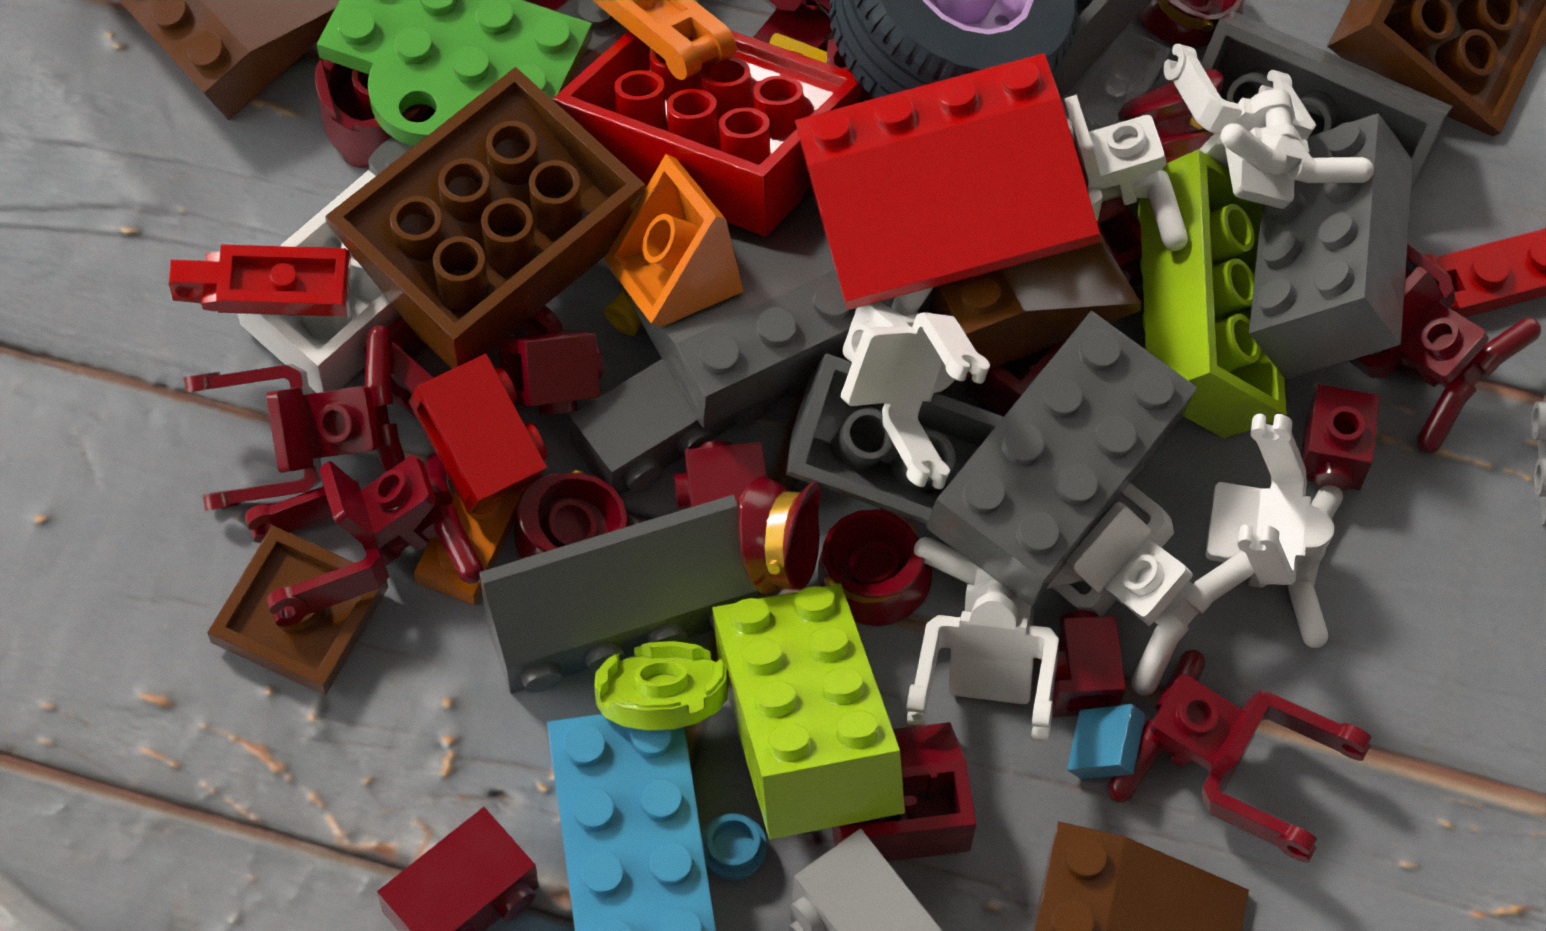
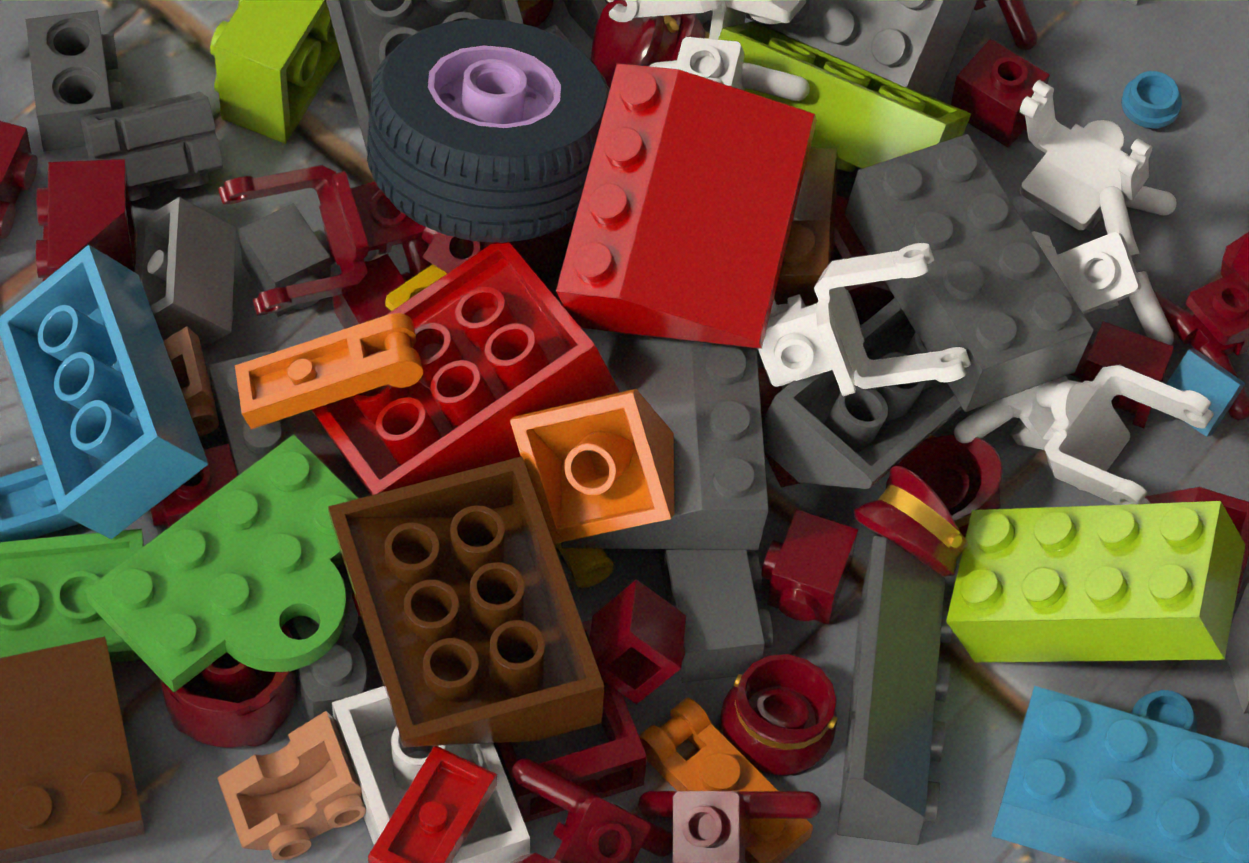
camera: 65 degrees left, 5 degrees down
(292, 188) = (294, 792): none -> nougat cylinder
(479, 432) = (679, 729): red piece -> none
(661, 686) = (1011, 694): lime tile -> none
(1425, 577) = (1152, 100): none -> dark azure plate

